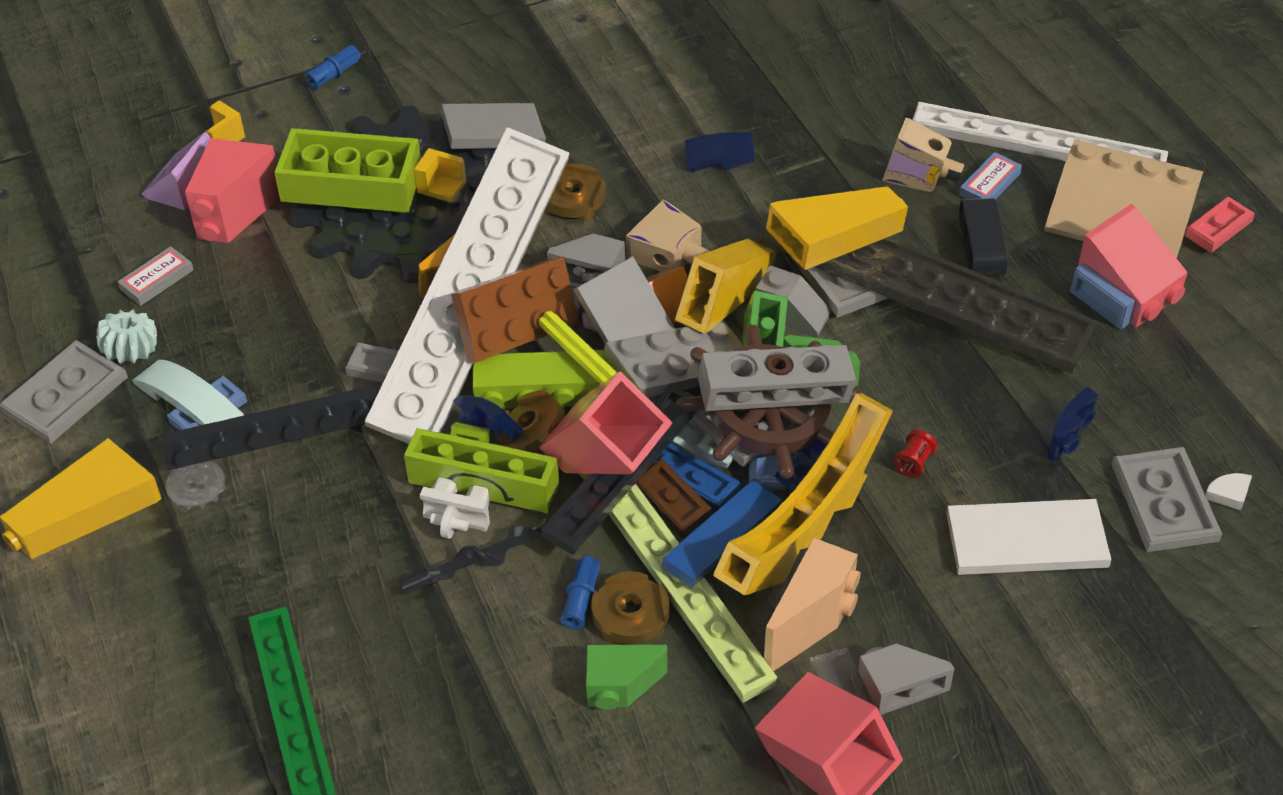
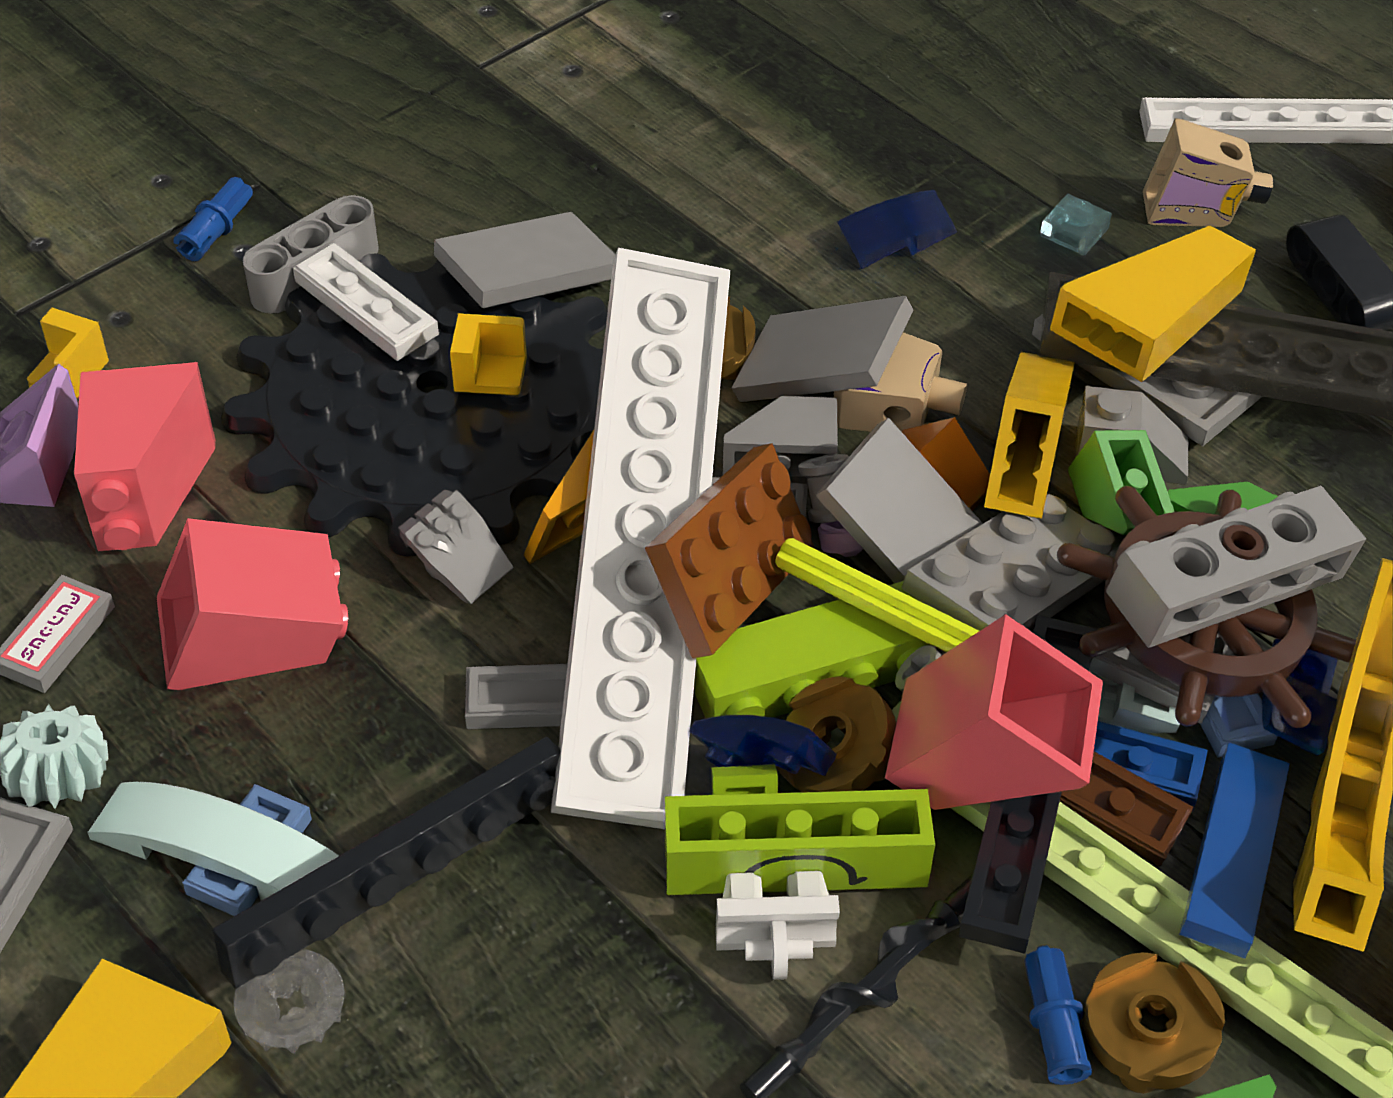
camera: 20 degrees left, 0 degrees up
(258, 281) = (247, 603): none -> coral slope
(348, 170) = (336, 377): lime brick -> none
(375, 97) = (270, 263): none -> light grey beam
(378, 277) = (456, 546): none -> light grey hand
(383, 118) = (366, 301): none -> white tile
(631, 212) = (823, 349): none -> light grey tile
(834, 171) = (1075, 224): none -> clear light blue plate
(991, 178) = (1304, 189): tile -> none

